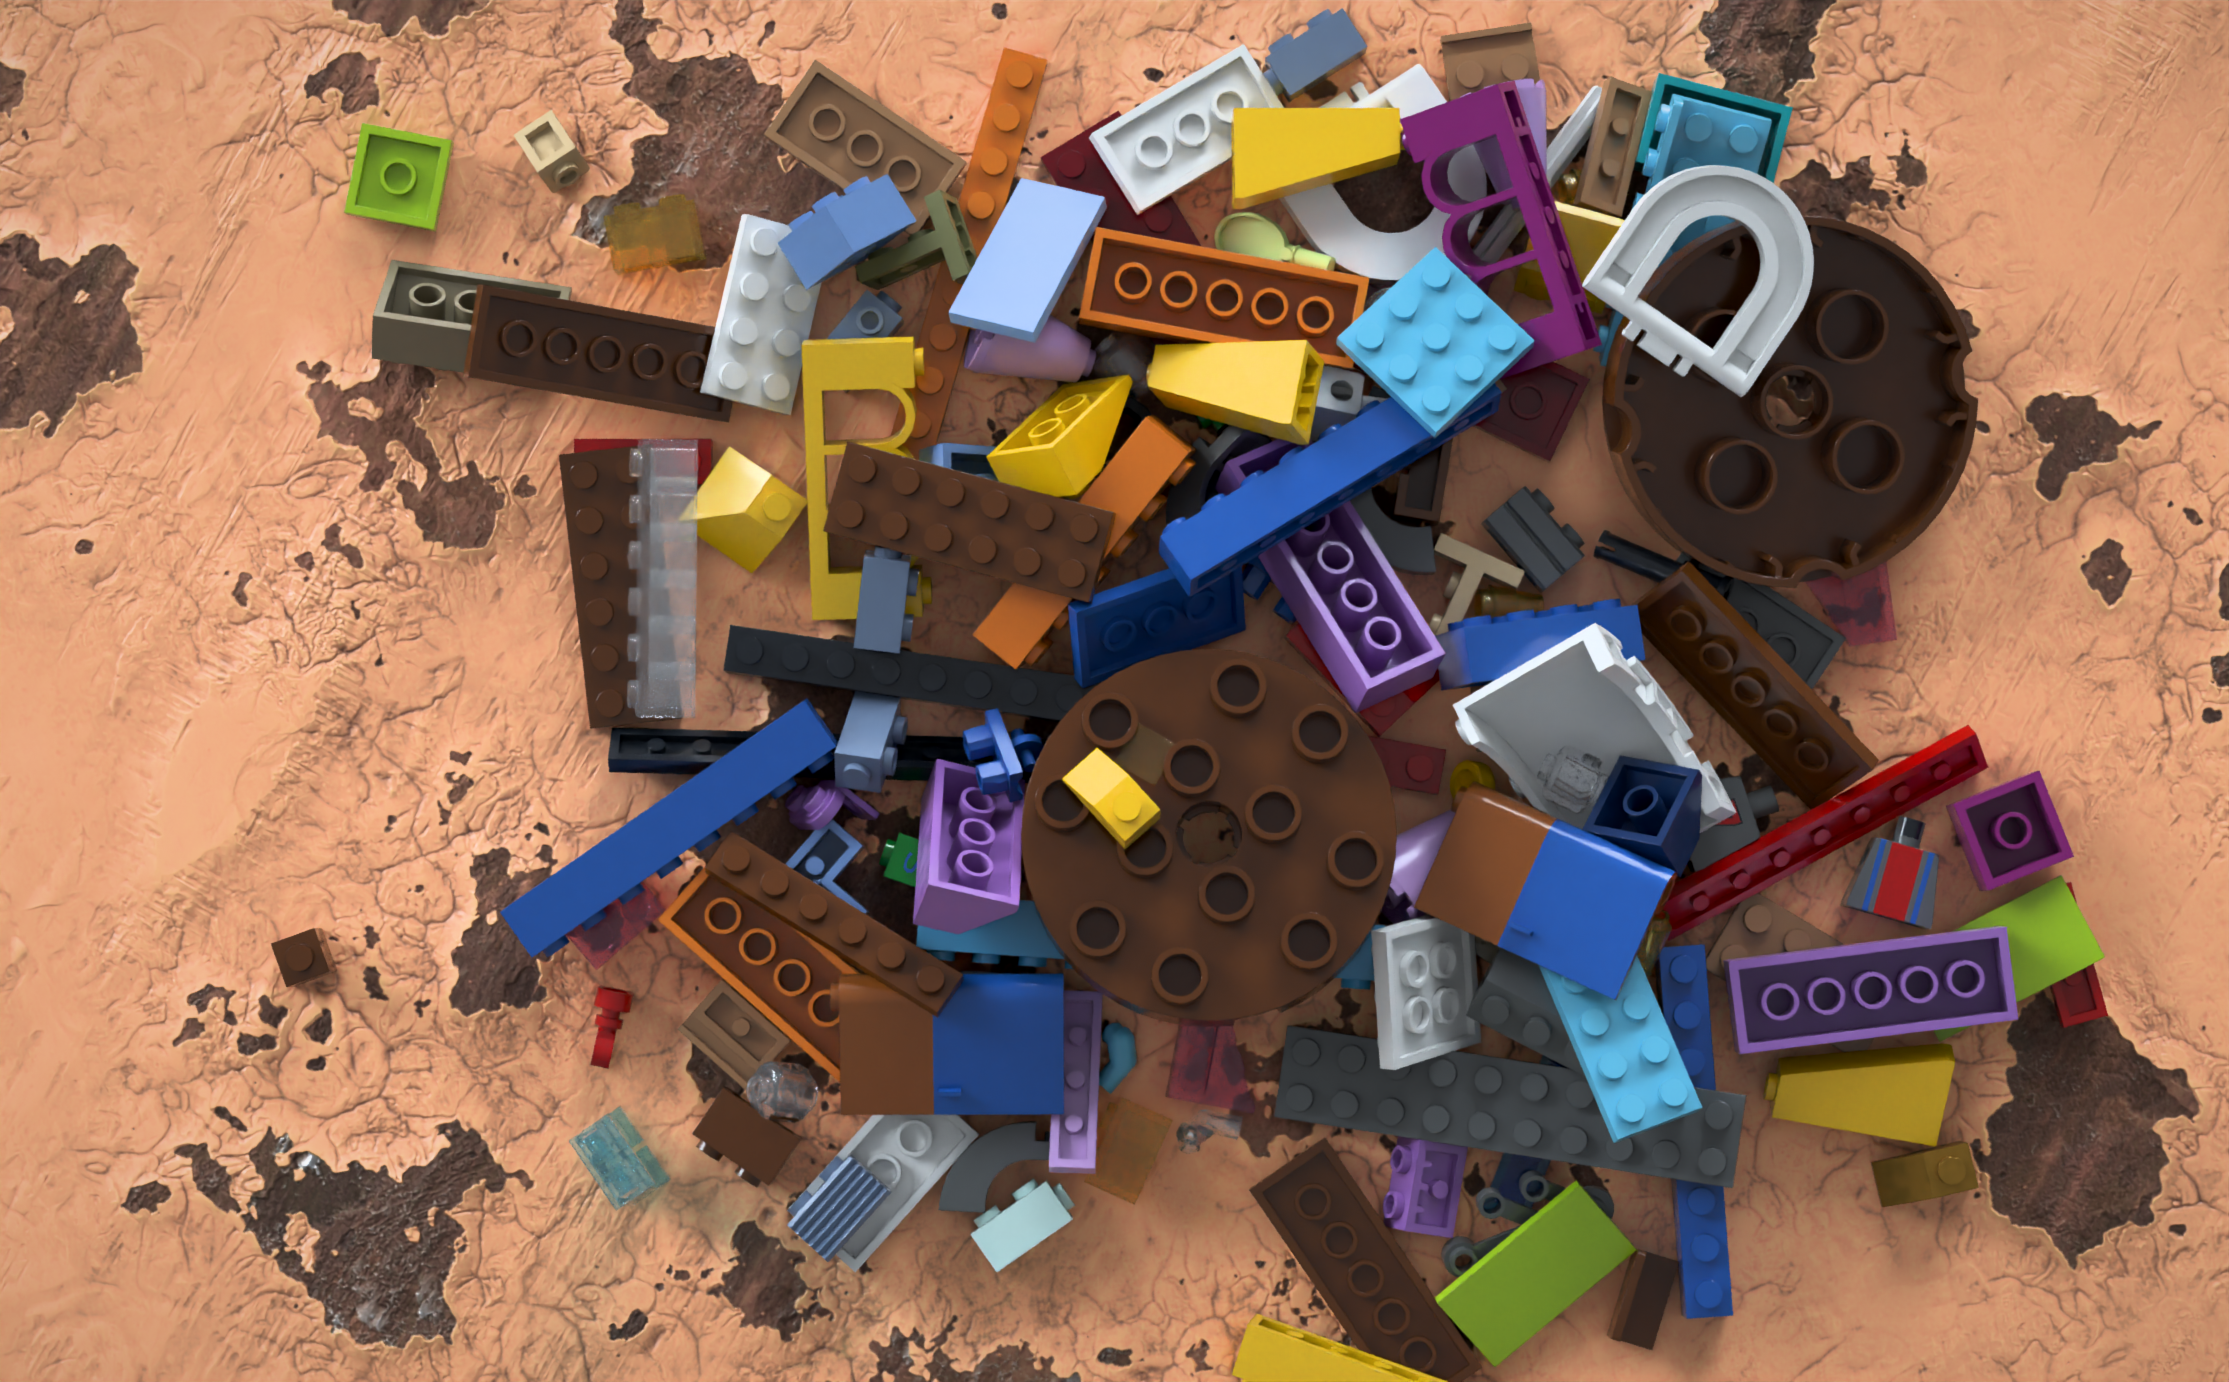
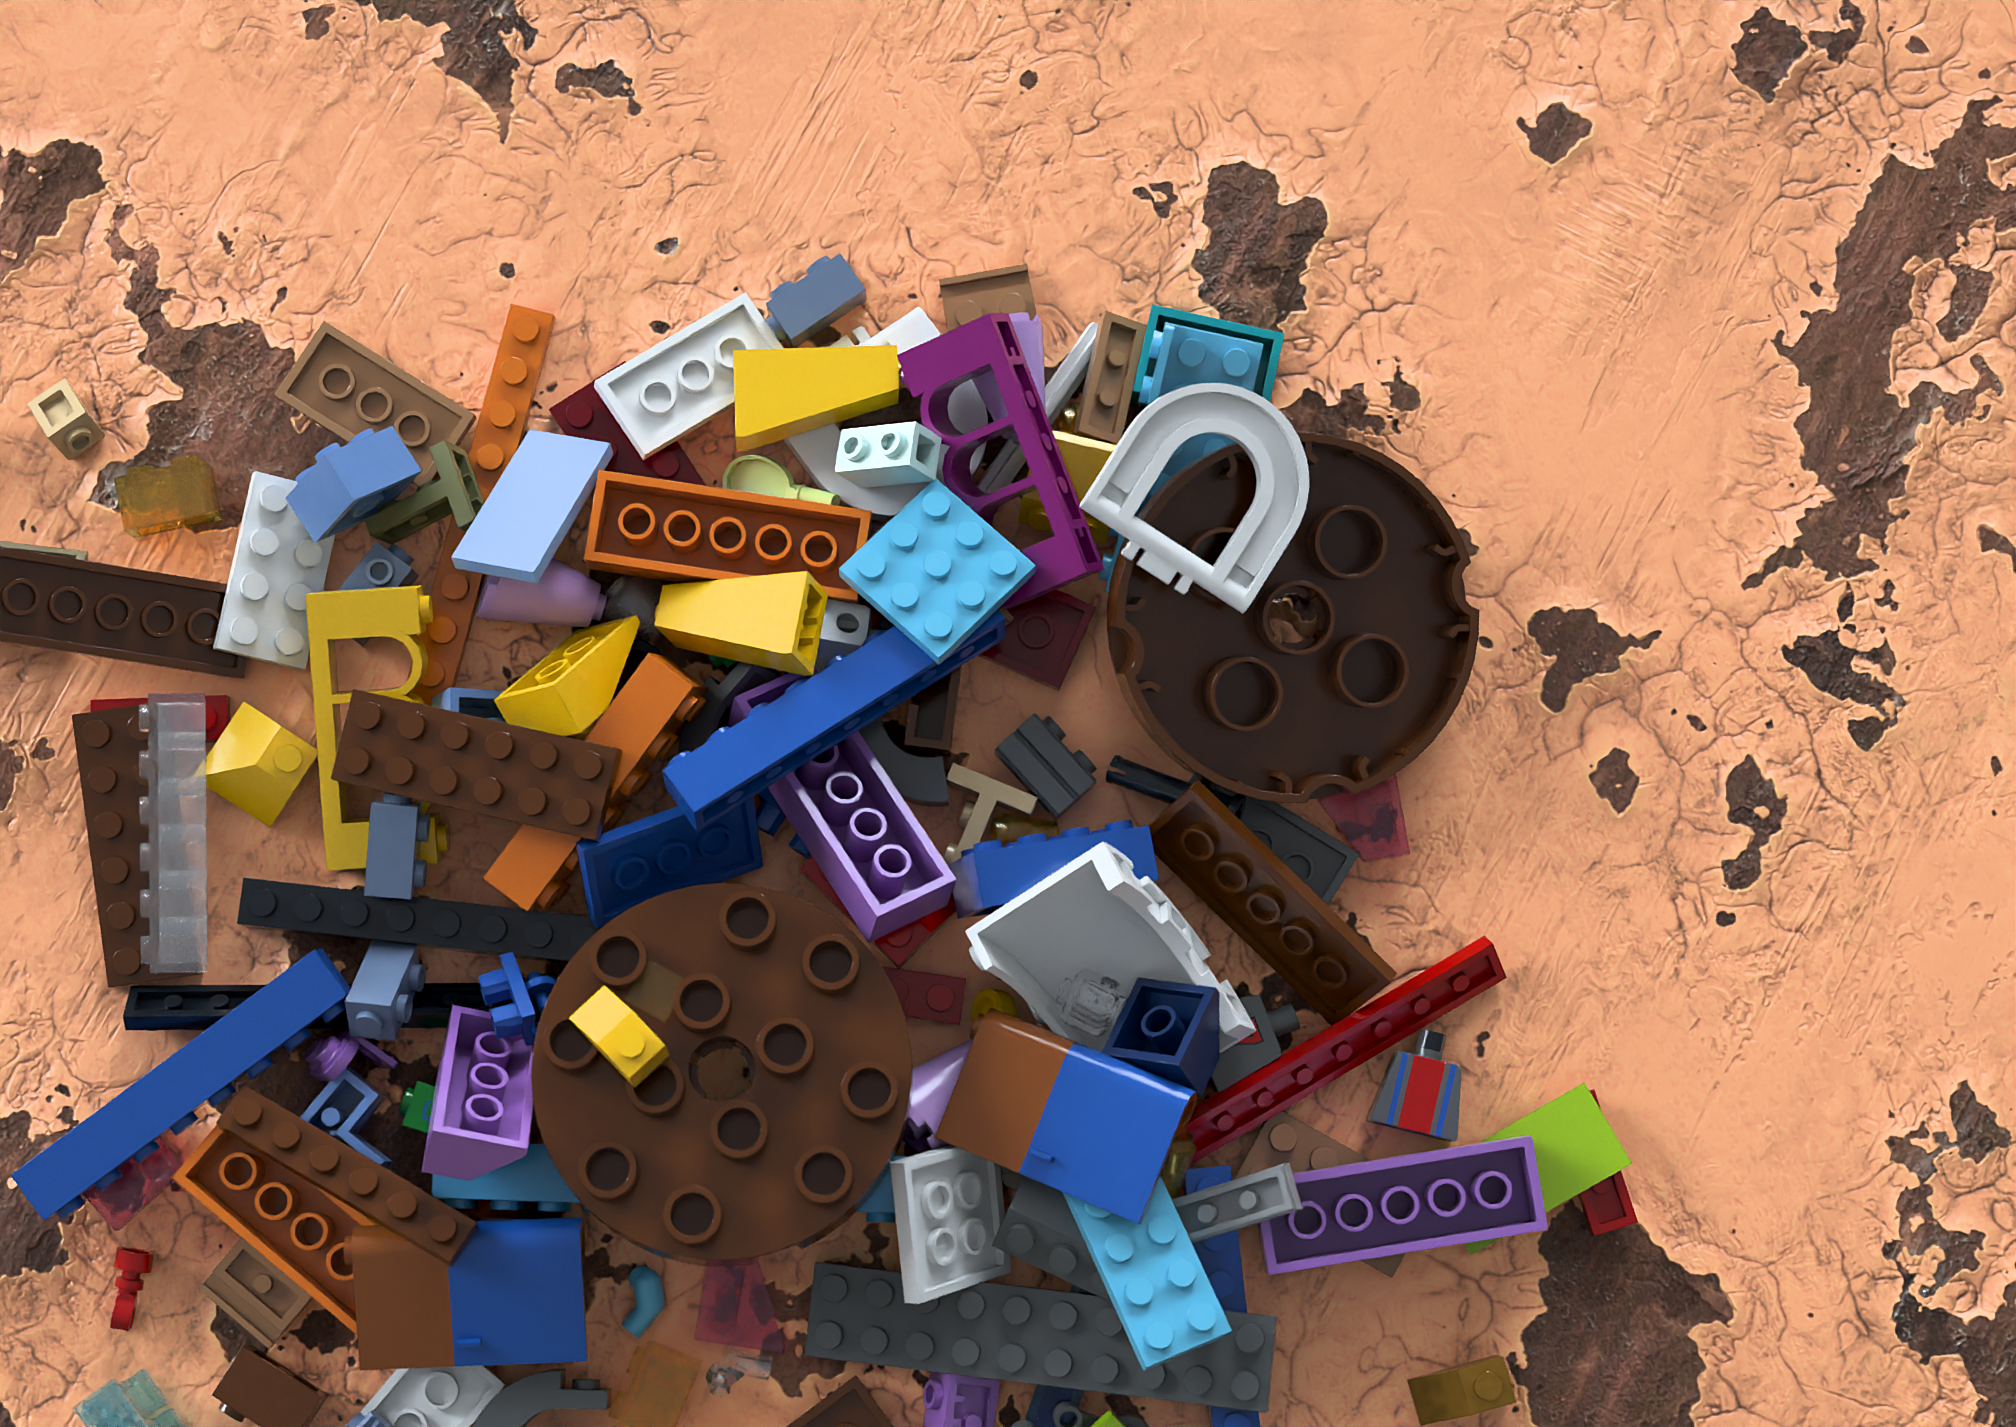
camera: 10 degrees left, 5 degrees down
(782, 1091) = (304, 1348): clear head -> none
(1075, 1132) = (600, 1379): lavender plate -> none
(1388, 221) = (888, 454): none -> light aqua brick
(1713, 983) = (1238, 1203): none -> light grey tile
(1869, 1092) = (1399, 1308): yellow slope -> none
(2009, 831) = (1531, 1040): magenta brick -> none

